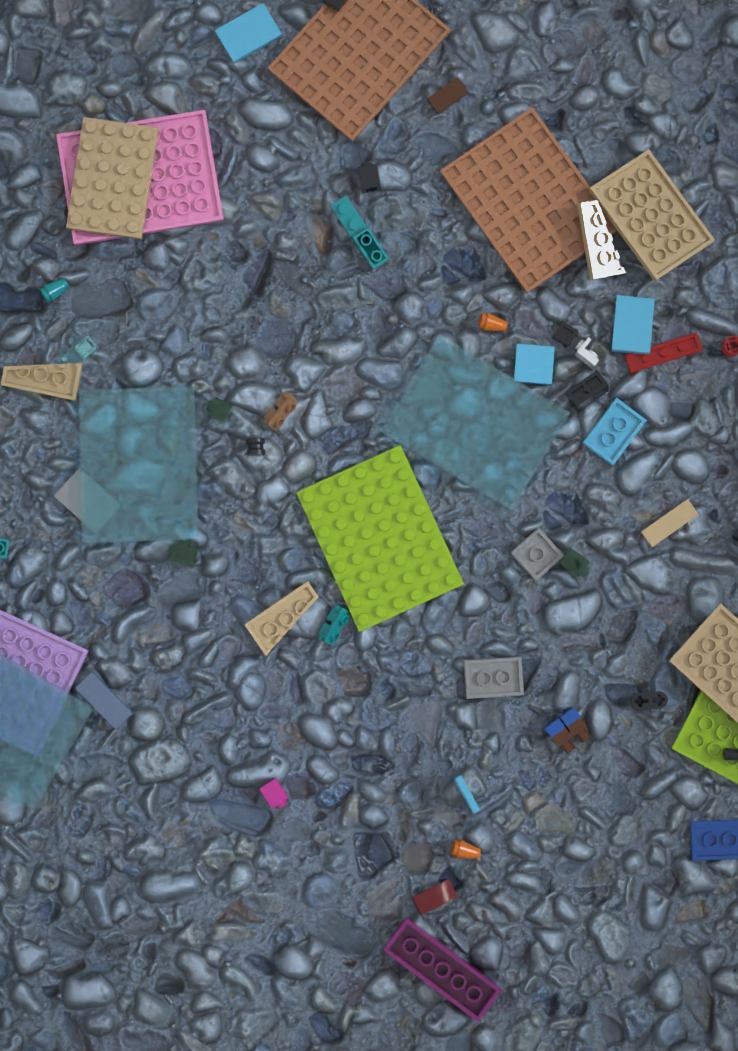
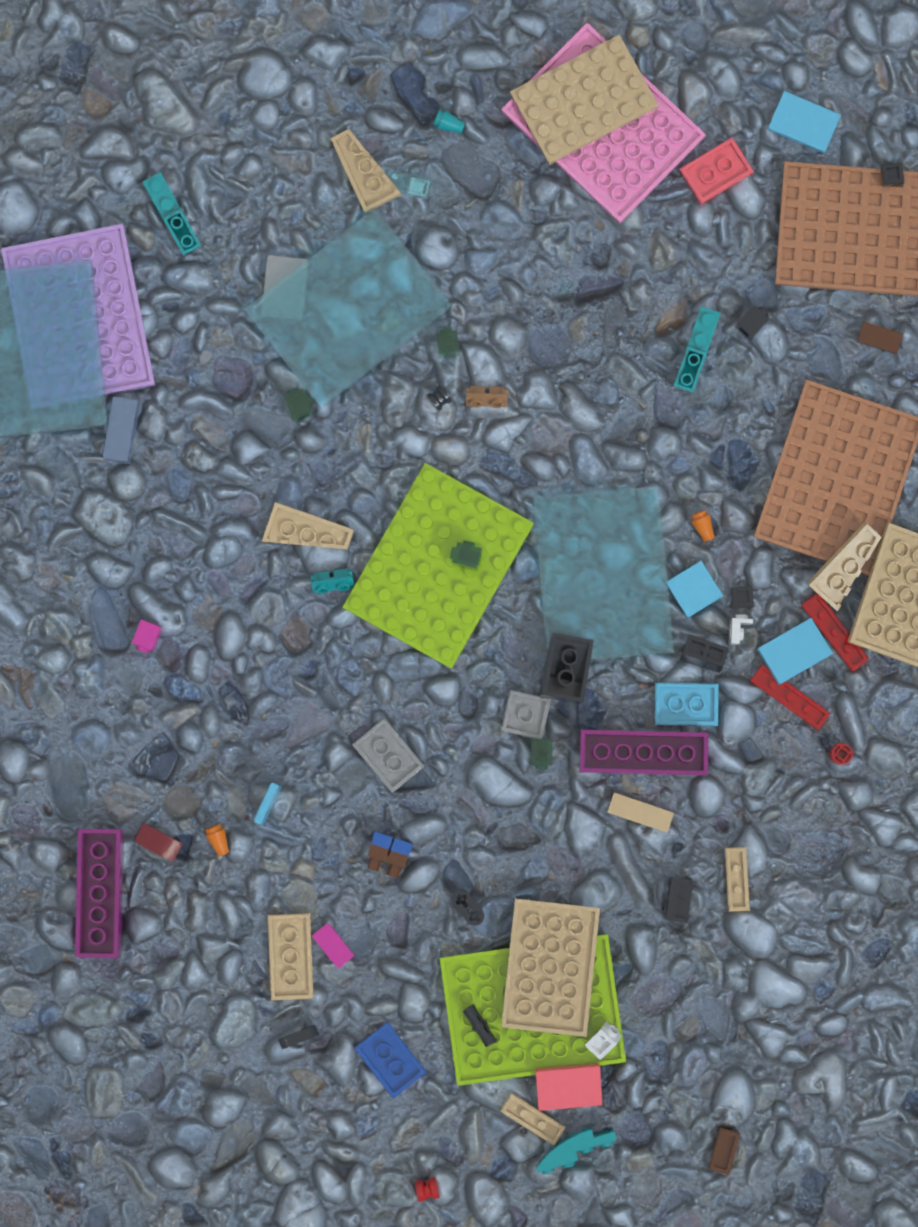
camera: 60 degrees right, 0 degrees up
(236, 122) = (716, 171): none -> coral tile
(389, 511) = (466, 555): none -> clear green brick
(526, 499) = (566, 668): none -> black slope
(590, 858) = (290, 956): none -> tan tile
(605, 821) = (333, 945): none -> dark pink tile
(628, 488) = (643, 752): none -> magenta brick
(638, 286) = (834, 632): none -> red tile
(655, 895) = (298, 1037): none -> black beam

